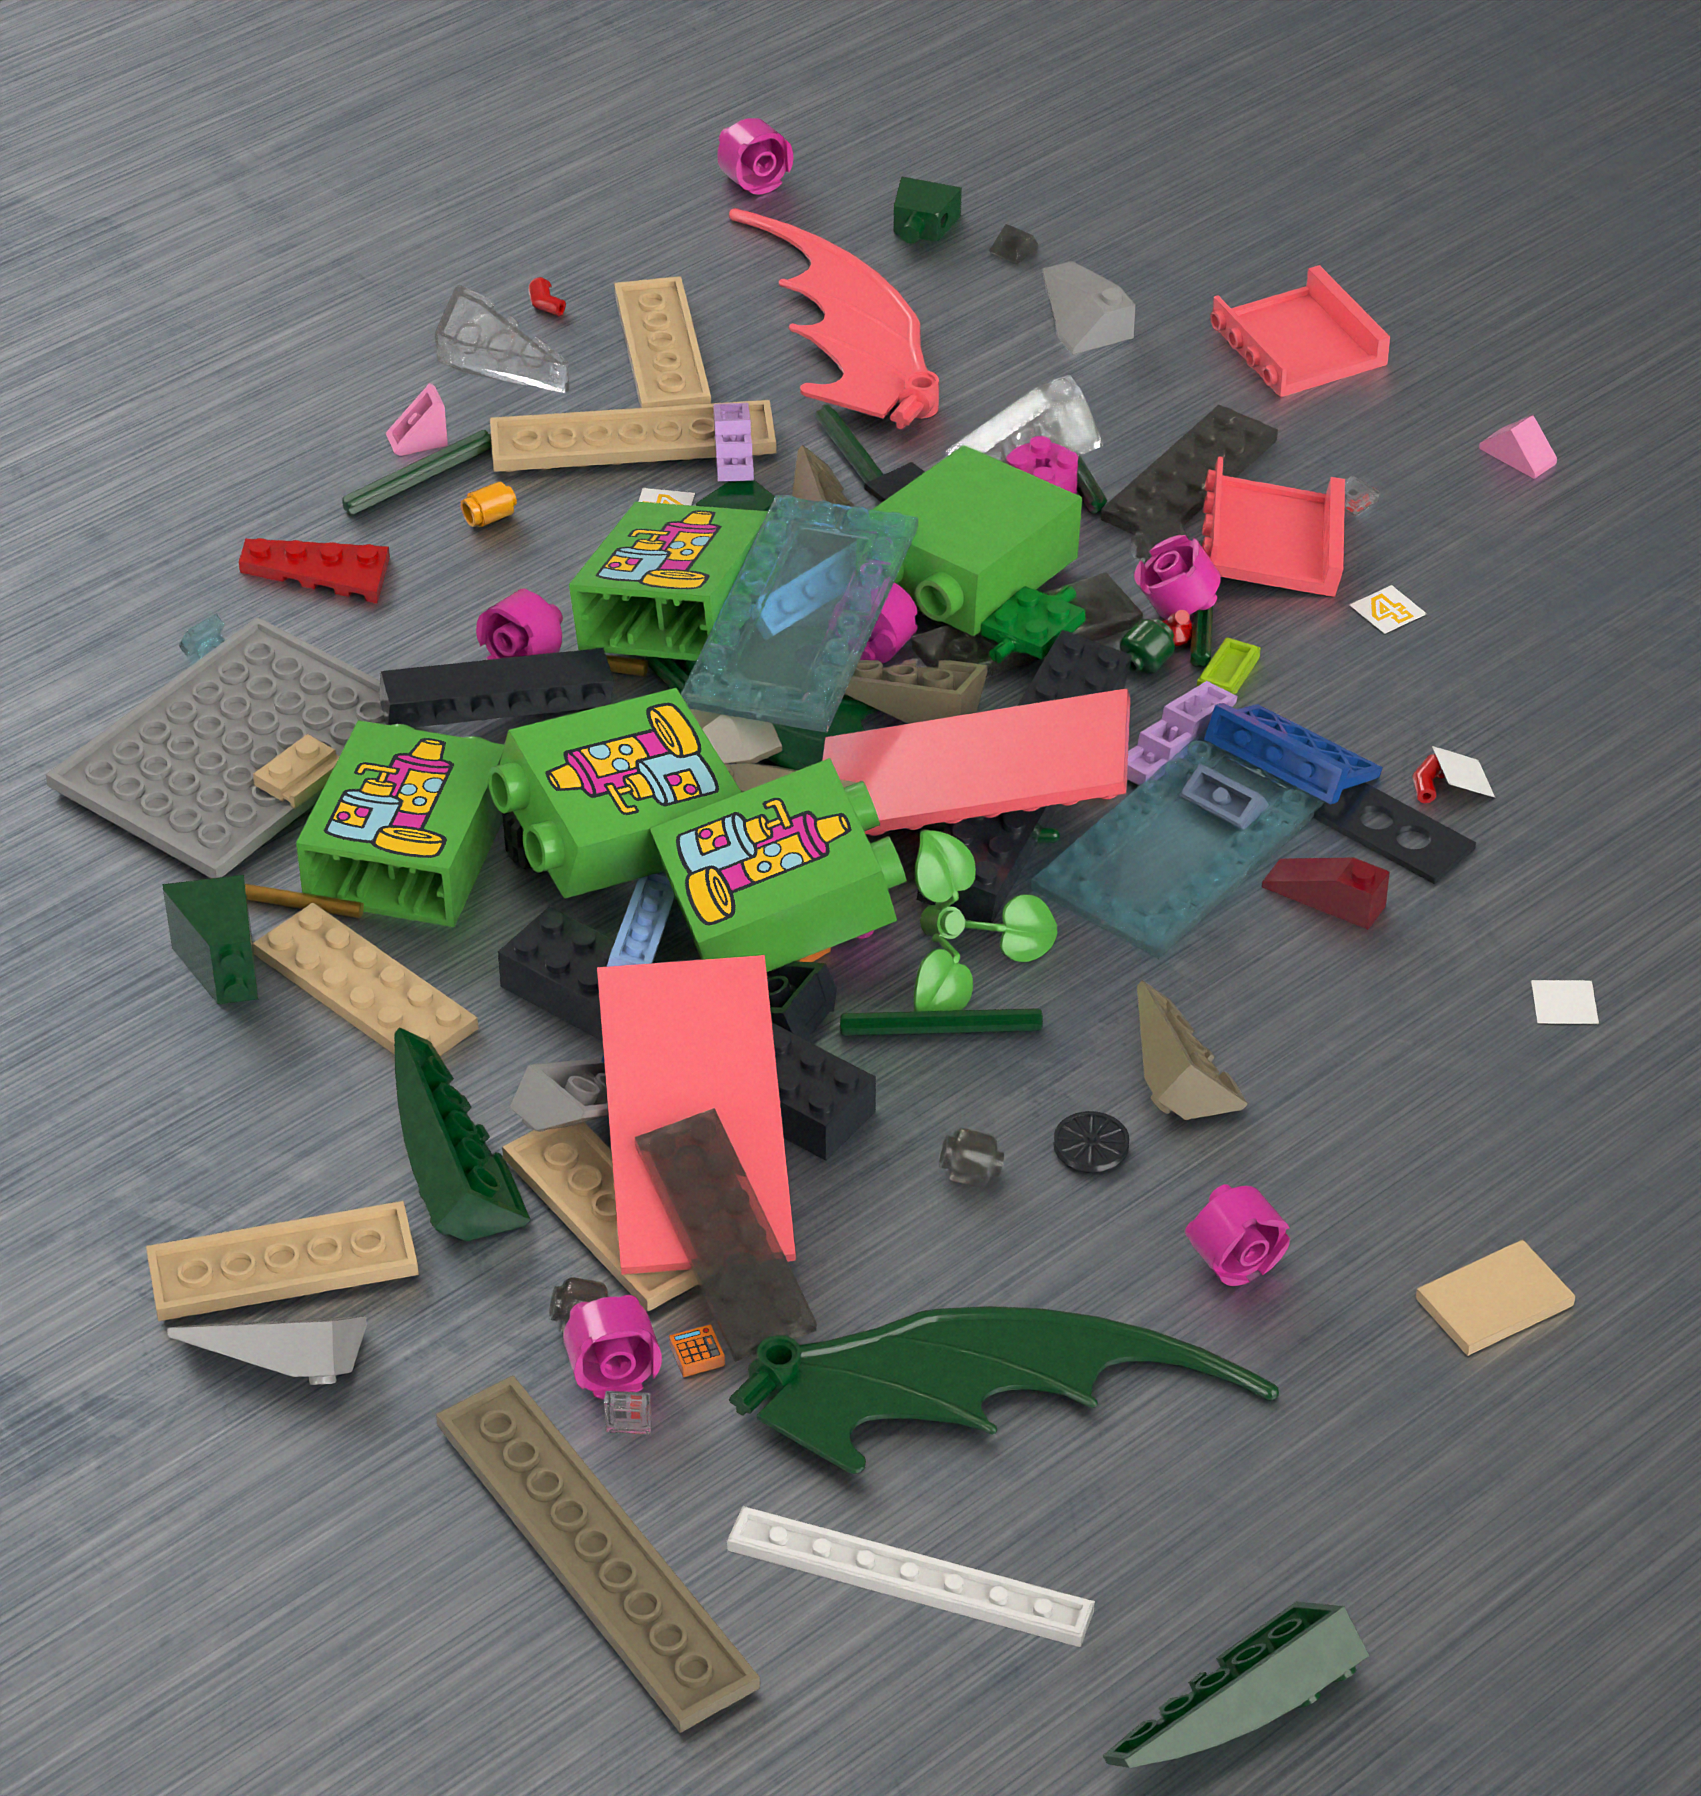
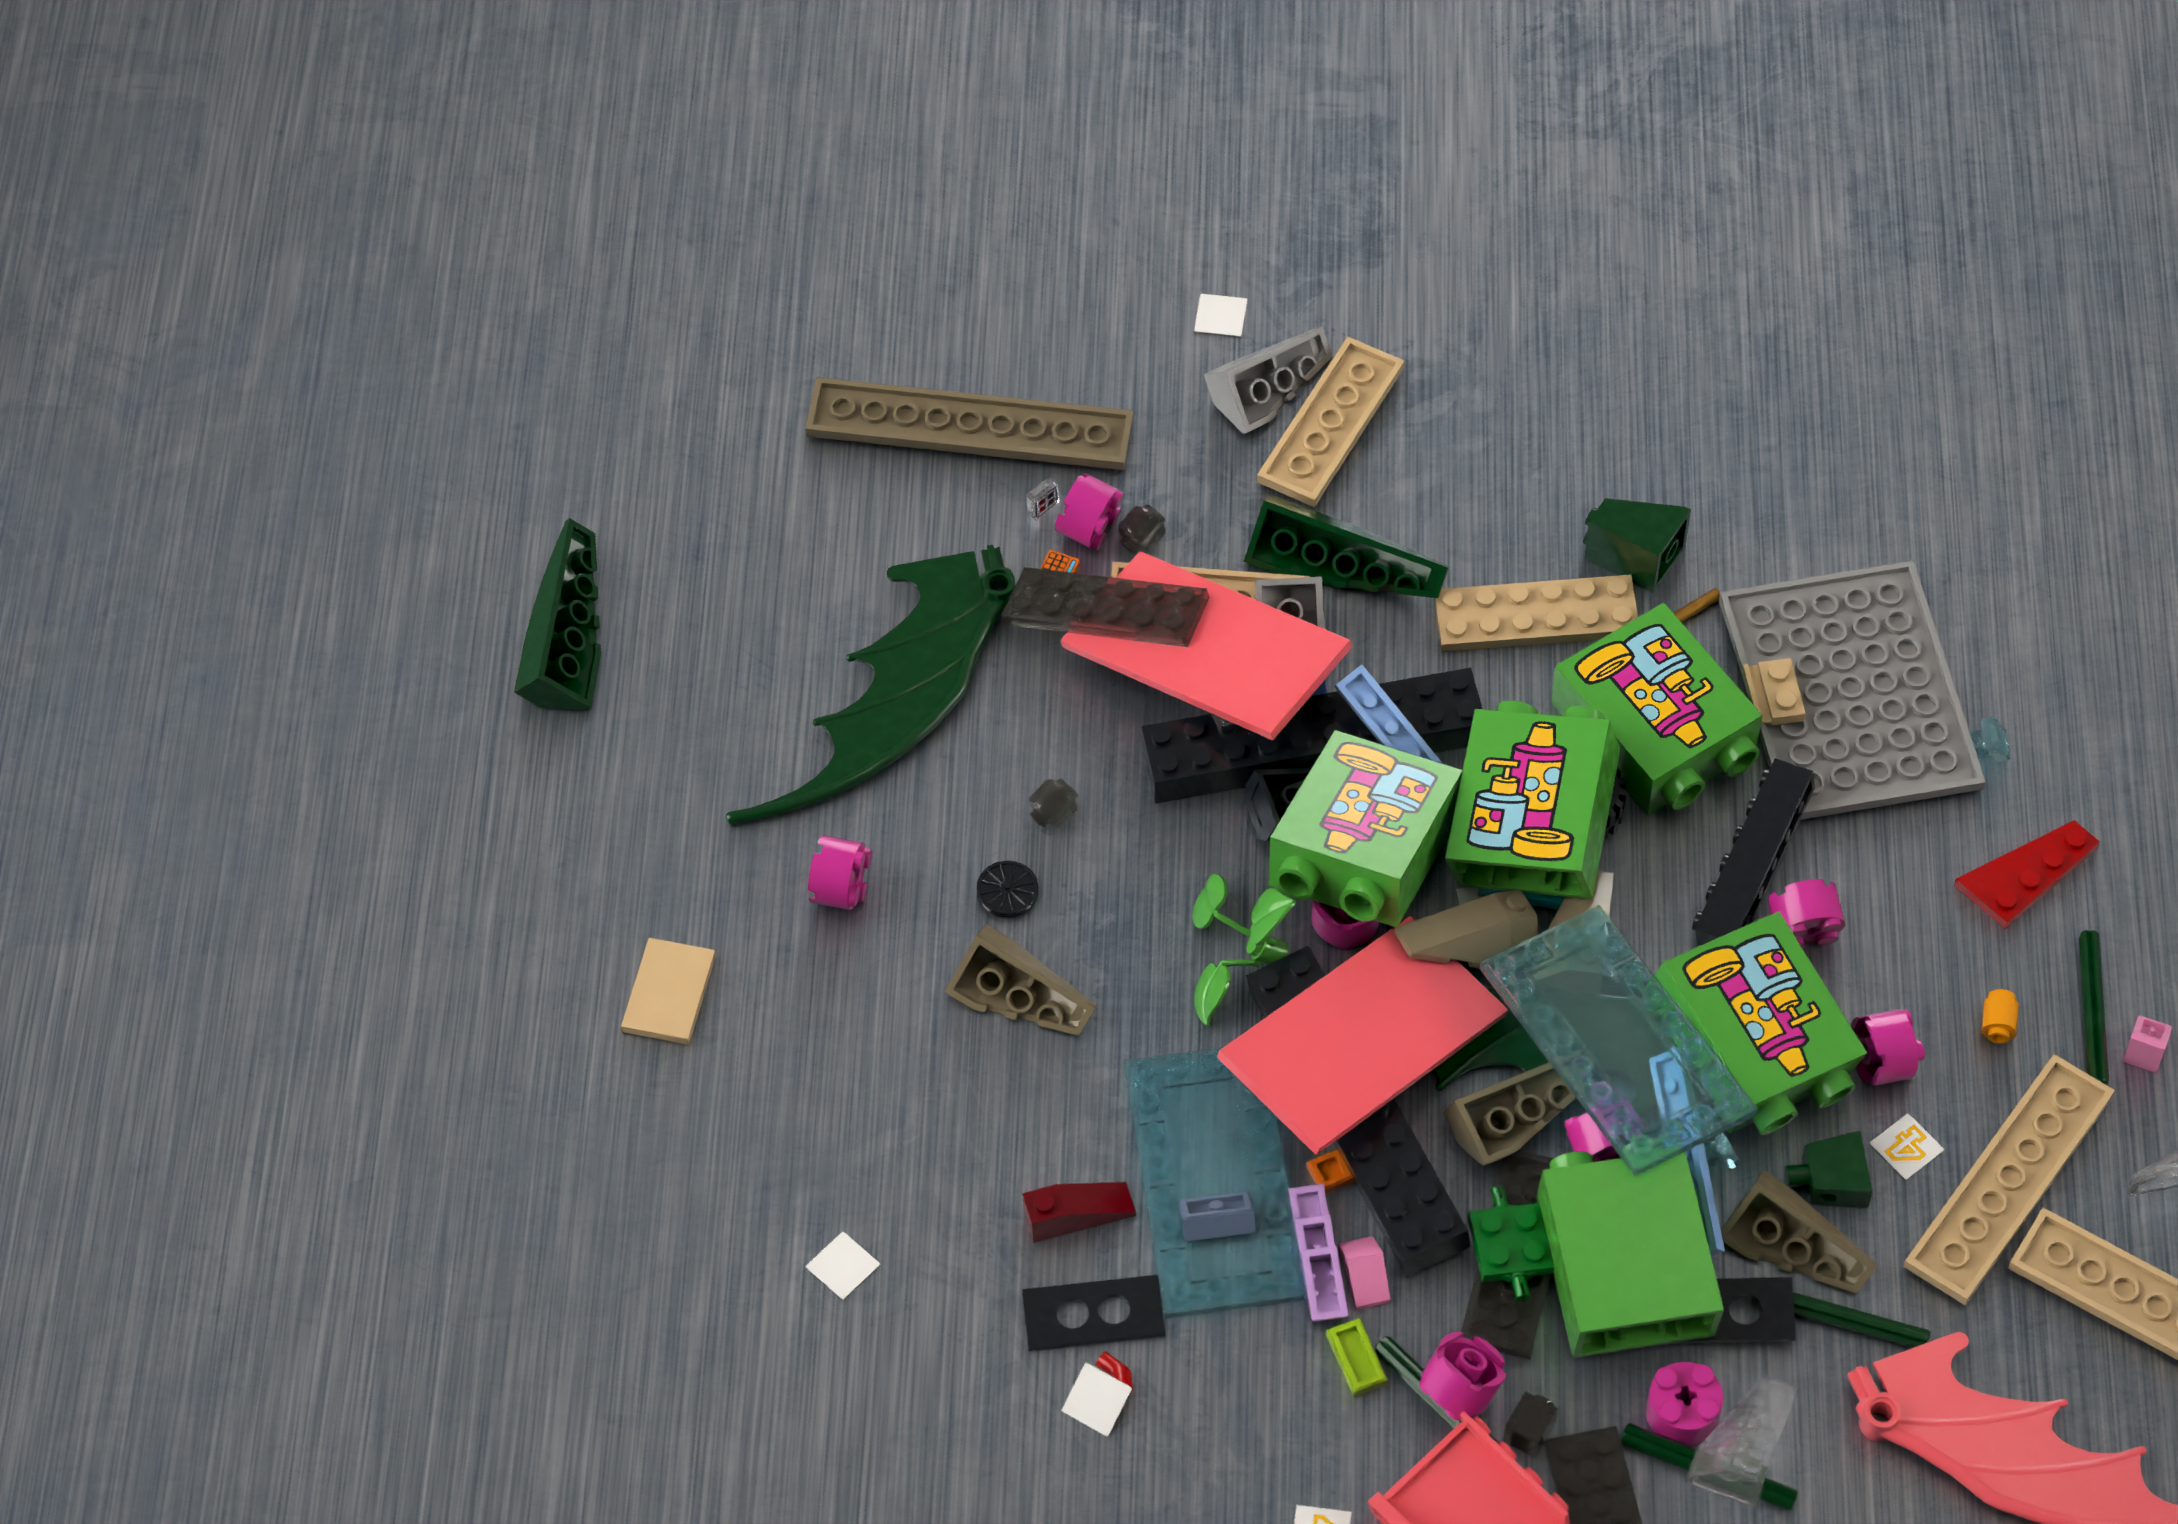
camera: 135 degrees right, 15 degrees up
(215, 1456) = (1220, 315): none -> white sticker
(589, 523) = (1889, 1047): none -> dark pink brick
(733, 442) = (1917, 1213): lavender slope -> none
(911, 1576) = (801, 553): white tile -> none
(941, 1021) = (1186, 888): dark green axle -> none
(1148, 700) = (1365, 1272): none -> bright pink slope
(1149, 644) = (1422, 1310): dark green head -> none
(1180, 626) = (1423, 1347): red plate -> none
(1288, 751) = (1213, 1272): blue fence -> none

